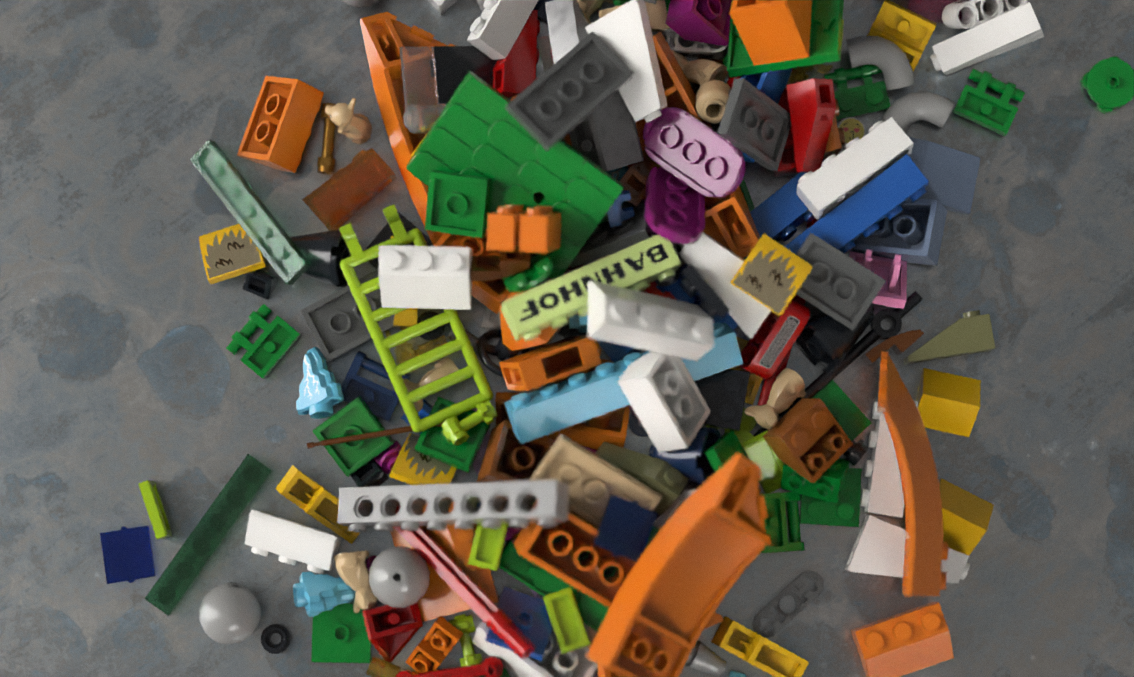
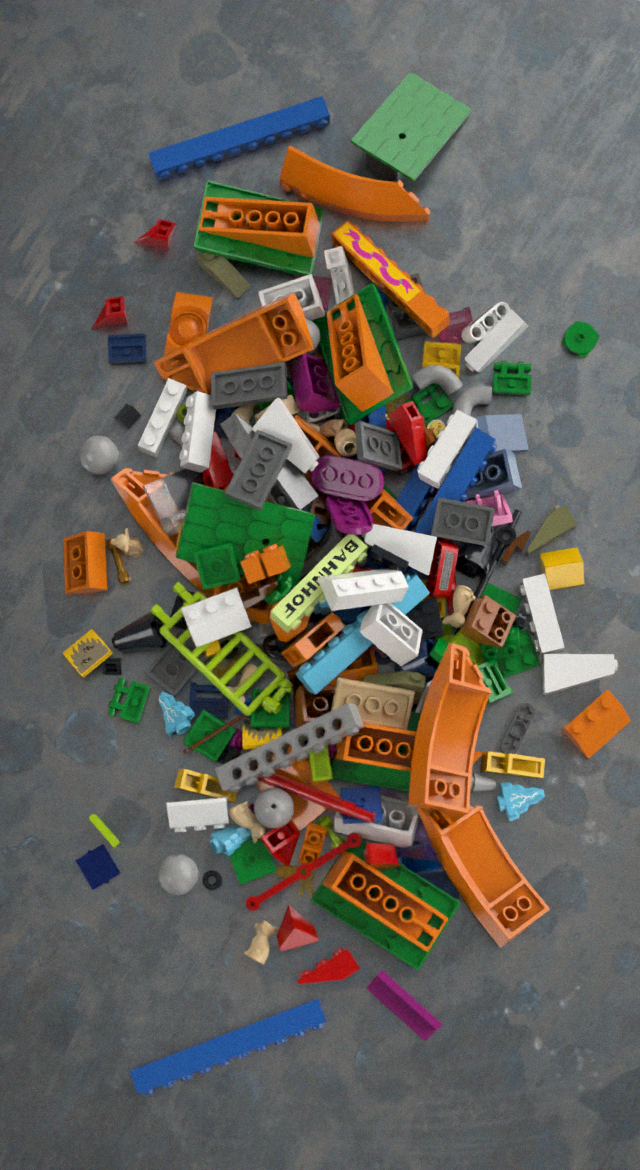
camera: 25 degrees left, 5 degrees down
(208, 534) = (144, 833): clear green plate -> none
(250, 212) = (89, 624): clear green plate -> none
(350, 189) = (145, 586): clear orange wedge -> none
(566, 620) = (387, 792): lime tile -> none
(625, 528) = (400, 719): clear blue piece -> none
(771, 274) = (425, 531): slope -> none
(919, 483) = (566, 622): orange slope -> none
(963, 517) = (596, 635): yellow slope -> none

